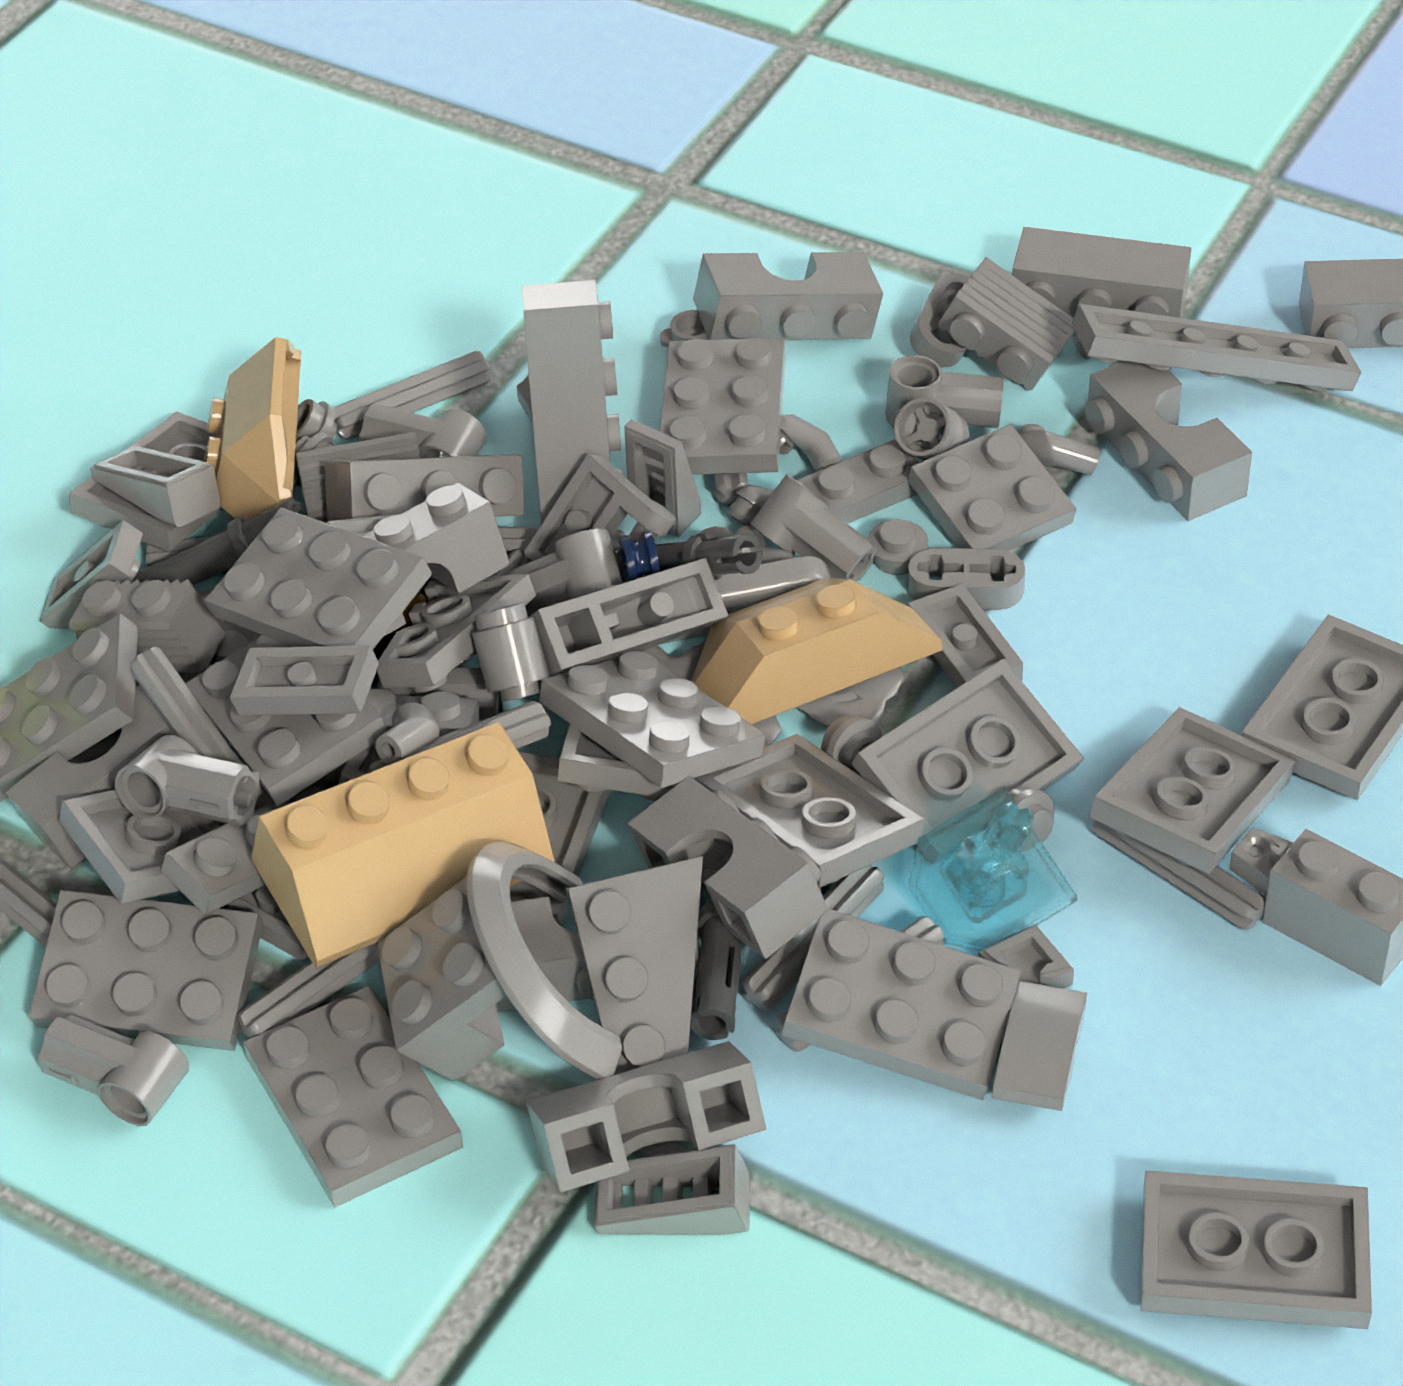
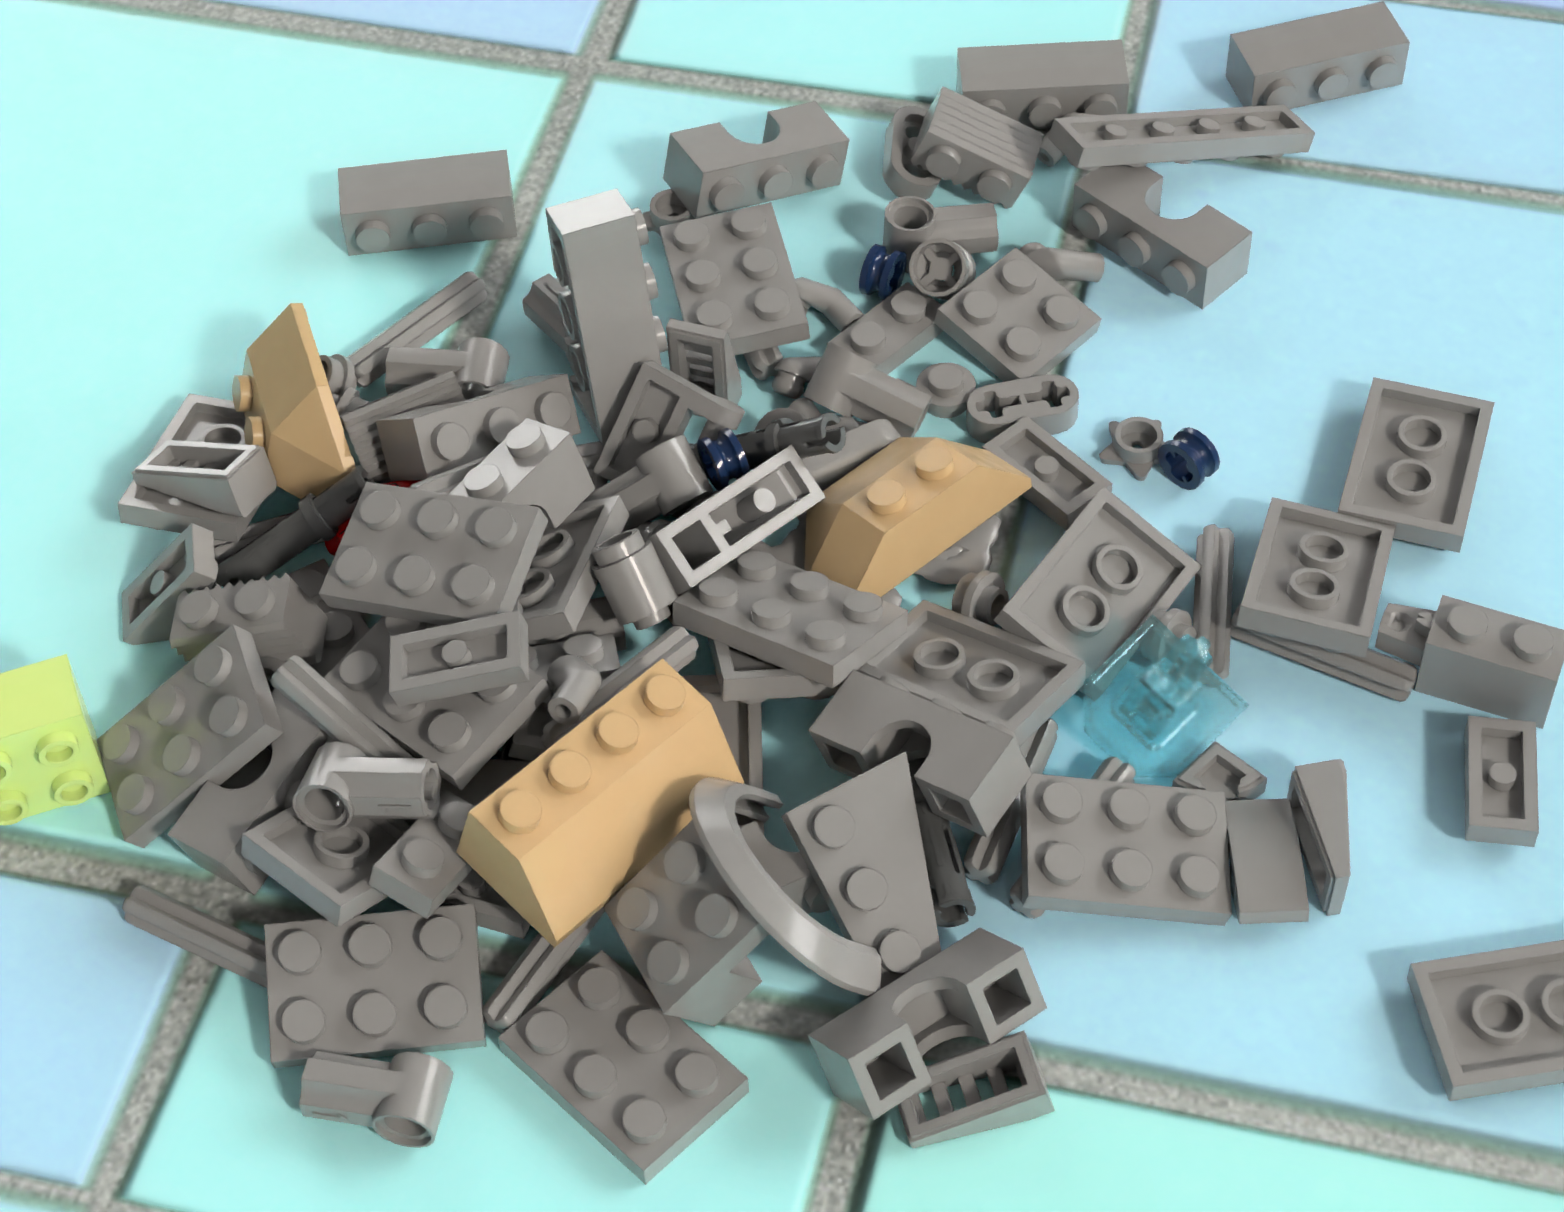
camera: 15 degrees left, 5 degrees up
(456, 279) = (426, 202): none -> light grey brick
(872, 423) = (882, 271): none -> dark blue bush
(1072, 819) = (1214, 594): none -> light grey axle
(1075, 623) = (1129, 433): none -> light grey plate
(1111, 655) = (1188, 458): none -> dark blue bush
(1113, 1012) = (1322, 826): none -> light grey slope
(1309, 1022) = (1501, 781): none -> light grey plate

